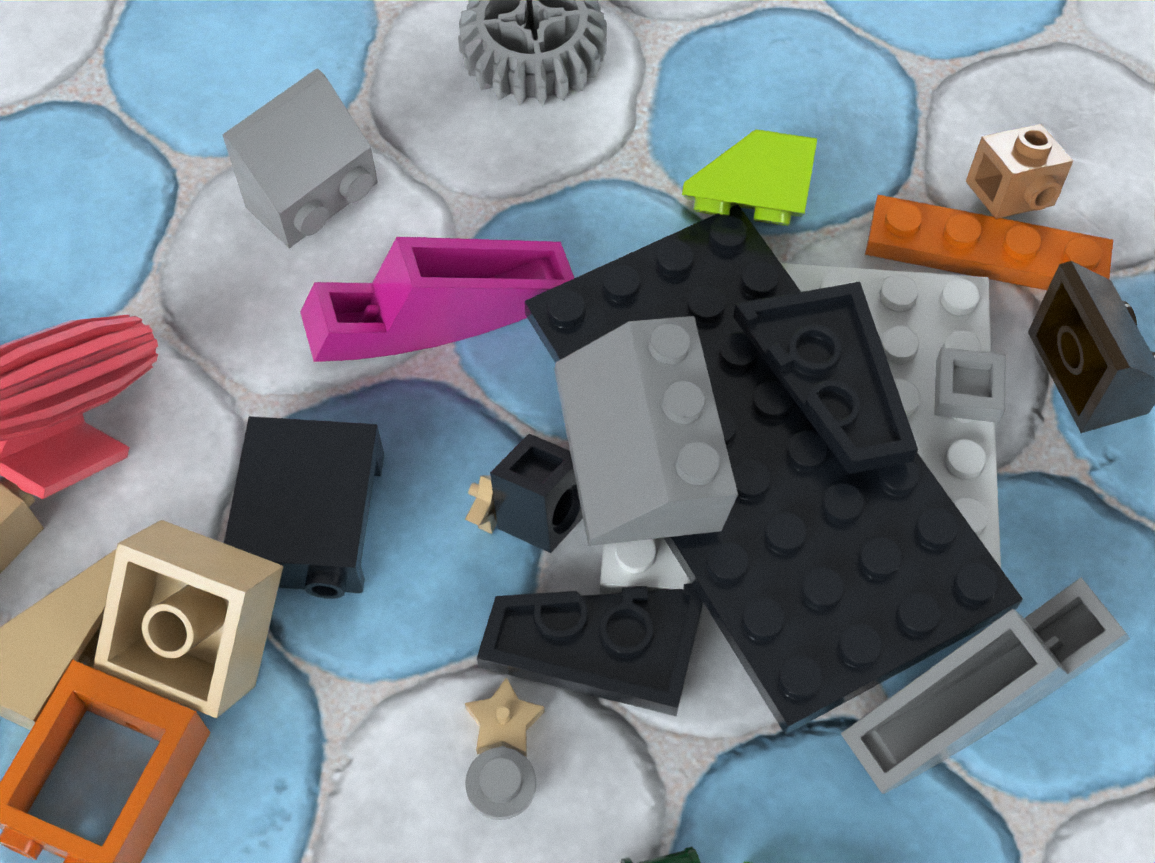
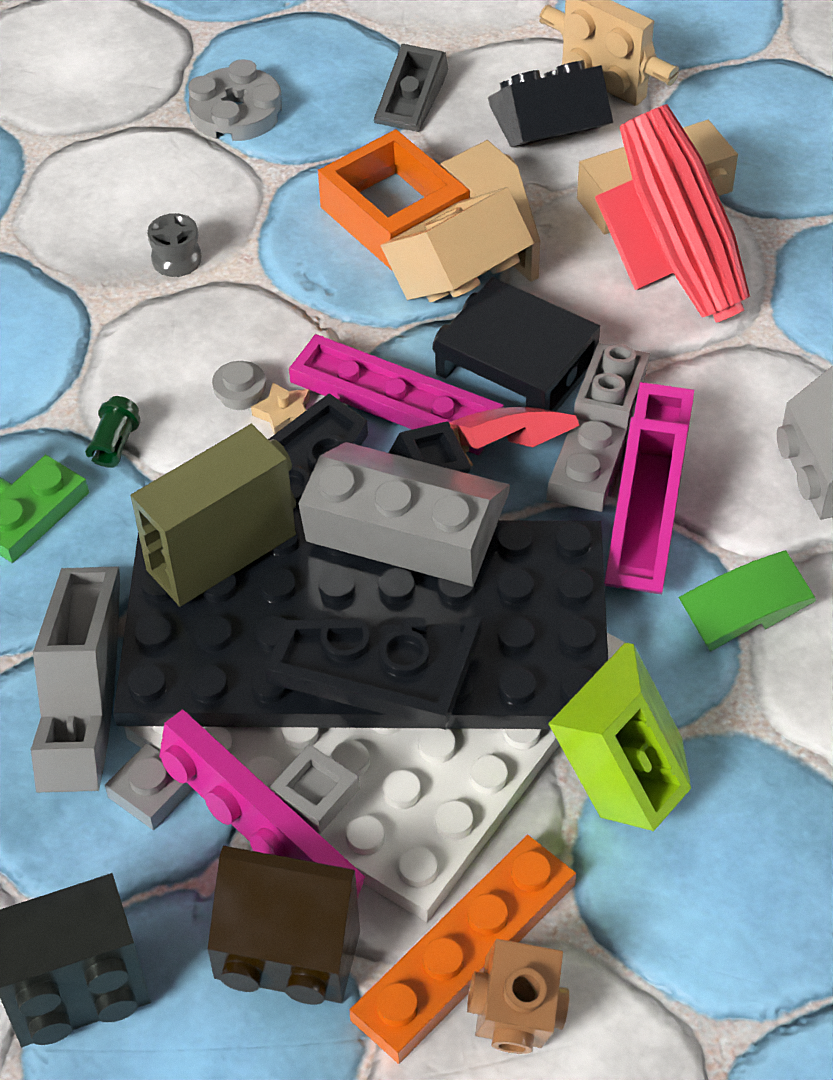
camera: 120 degrees right, 10 degrees down
(388, 380) = (604, 409): none -> light grey slope
(429, 605) = (382, 386): none -> dark pink plate
(438, 438) = (520, 425): none -> coral slope
(531, 182) = (746, 597): none -> bright green slope
(792, 573) = (215, 513): none -> olive brick
(1020, 448) = (240, 797): none -> dark pink plate
(1036, 559) = (146, 788): none -> light grey plate

